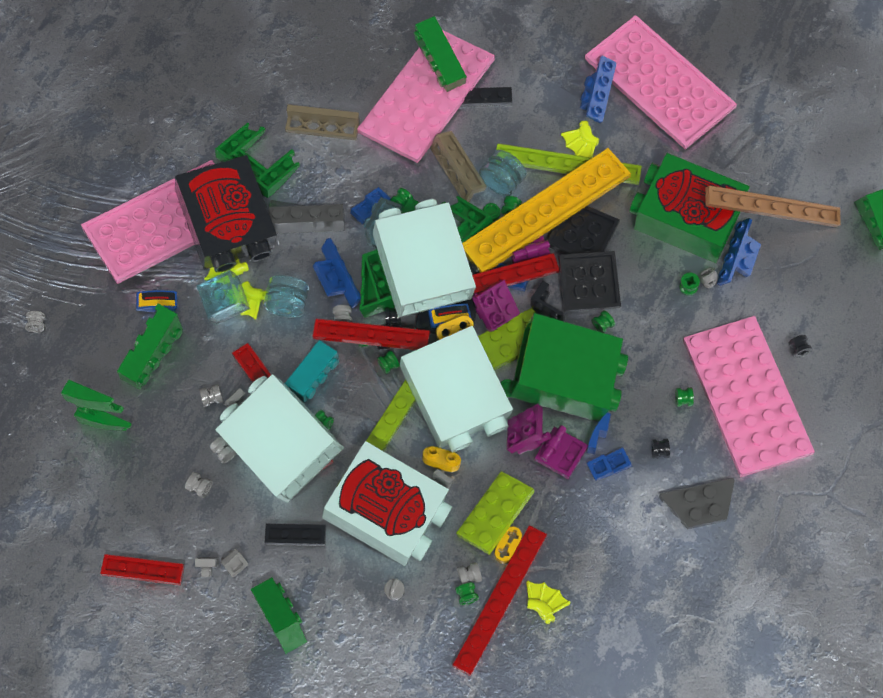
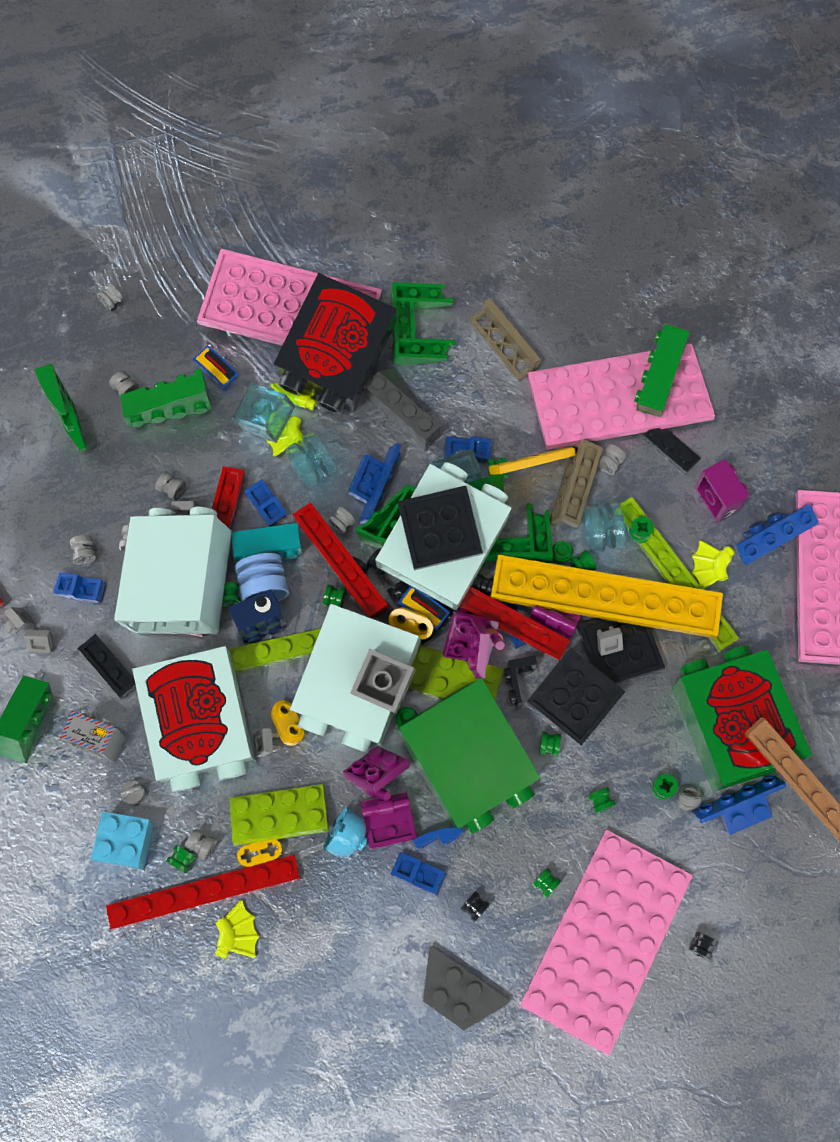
camera: 45 degrees right, 5 degrees up
(108, 365) = (121, 382): none -> light grey wheel
(222, 510) = (79, 588): none -> blue slope
(282, 351) = (265, 502): none -> blue slope
(335, 392) = (260, 574): none -> light blue wheel
(336, 578) = (93, 736): none -> light grey brick
(357, 415) = (257, 617): none -> dark blue brick
(419, 174) = (533, 460): none -> yellow tile
(421, 250) = (440, 528): none -> black plate
(421, 618) = (122, 841): none -> medium azure brick
(462, 133) = (611, 459): none -> light grey wheel
(482, 367) = (383, 681): none -> light grey brick
(511, 301) = (479, 639): none -> magenta plate
(521, 152) = (641, 535): none -> green wheel
(545, 93) = (721, 490): none -> magenta brick
(547, 482) = (346, 835): none -> medium azure cylinder
(575, 232) = (609, 641): none -> light grey tile
(664, 324) = (601, 800): none -> green wheel

